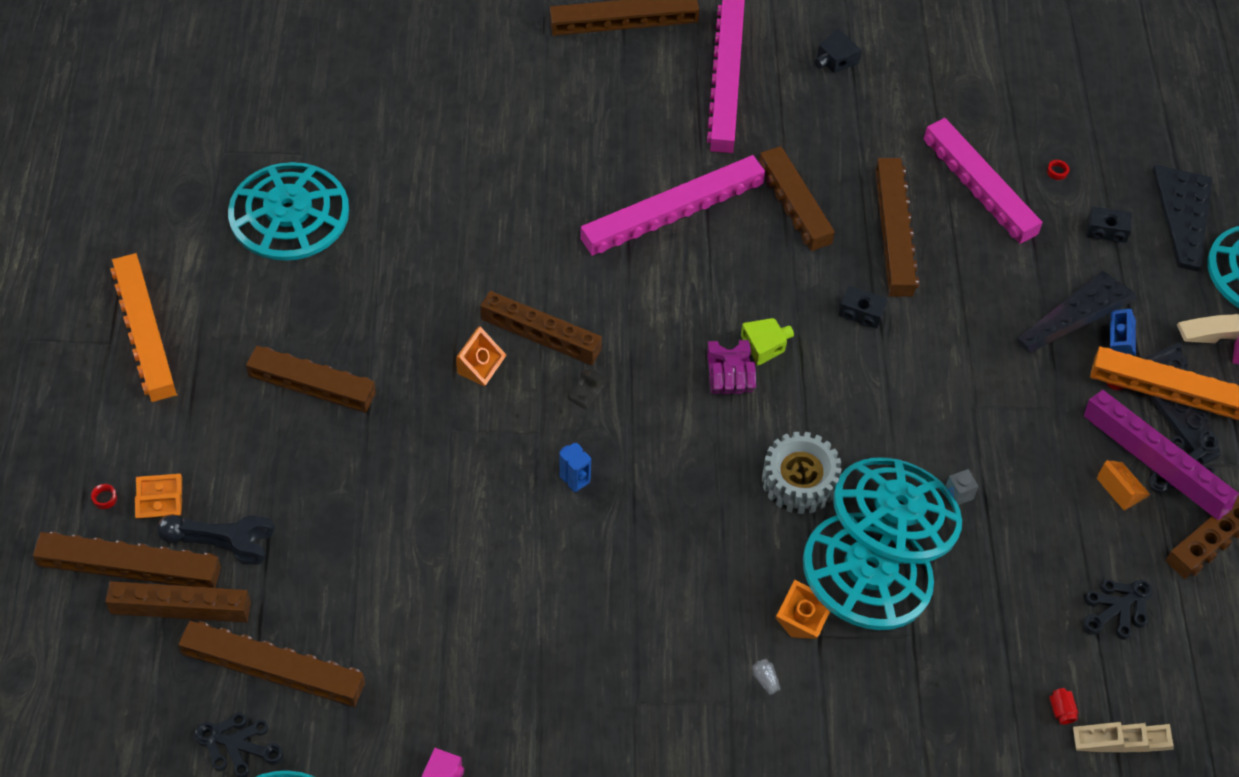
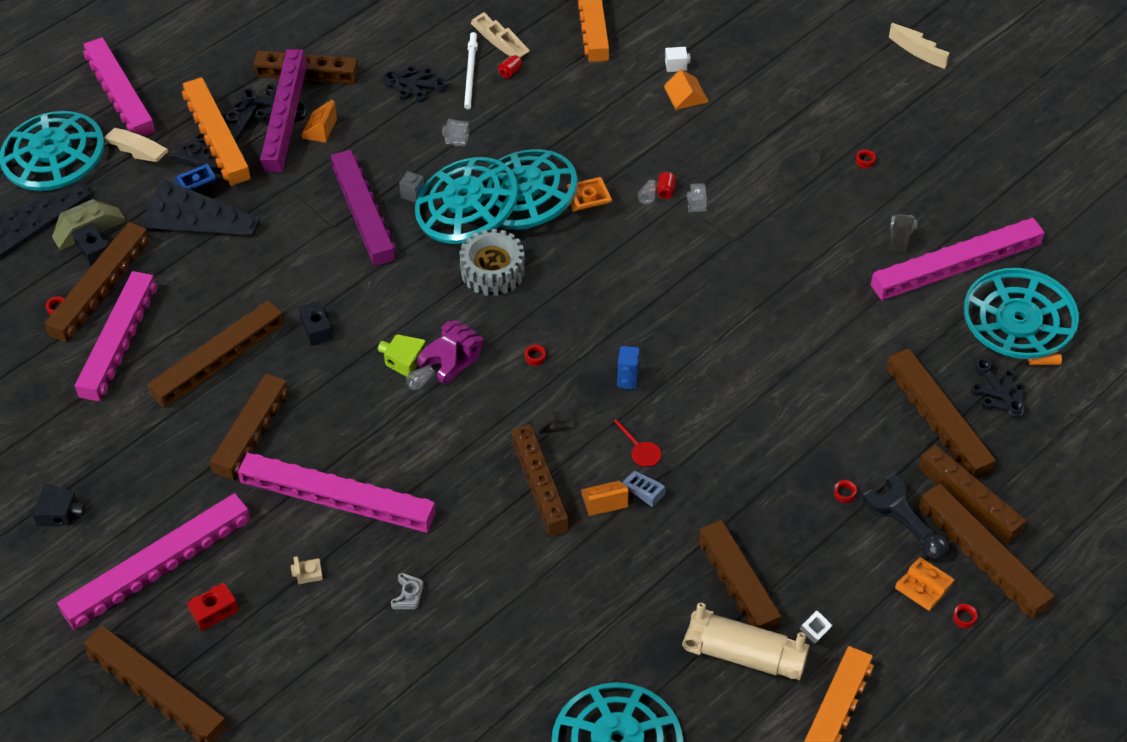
camera: 130 degrees left, 5 degrees down
(212, 381) = (815, 627): none -> white brick
(254, 325) = (745, 644): none -> tan piece
(293, 515) = (848, 484): none -> red piece
(459, 399) = (651, 499): none -> sand blue slope
(491, 425) = (643, 454): none -> red piece
(538, 189) = (410, 593): none -> light grey piece
(625, 146) = (306, 571): none -> tan bracket
(652, 77) = (208, 616): none -> red brick
(669, 439) = (535, 362): none -> red piece
(715, 709) = (697, 198): none -> clear brick
(730, 332) = (419, 377): none -> clear cone
(759, 698) = (666, 185): none -> red brick
(974, 434) = (362, 208): none -> magenta brick
(1005, 581) = (456, 132): none -> clear brick
(1059, 205) = (97, 282): none -> reddish brown brick
(1129, 701) = (472, 48): none -> white bar
(1146, 244) = (98, 213): none -> olive wedge

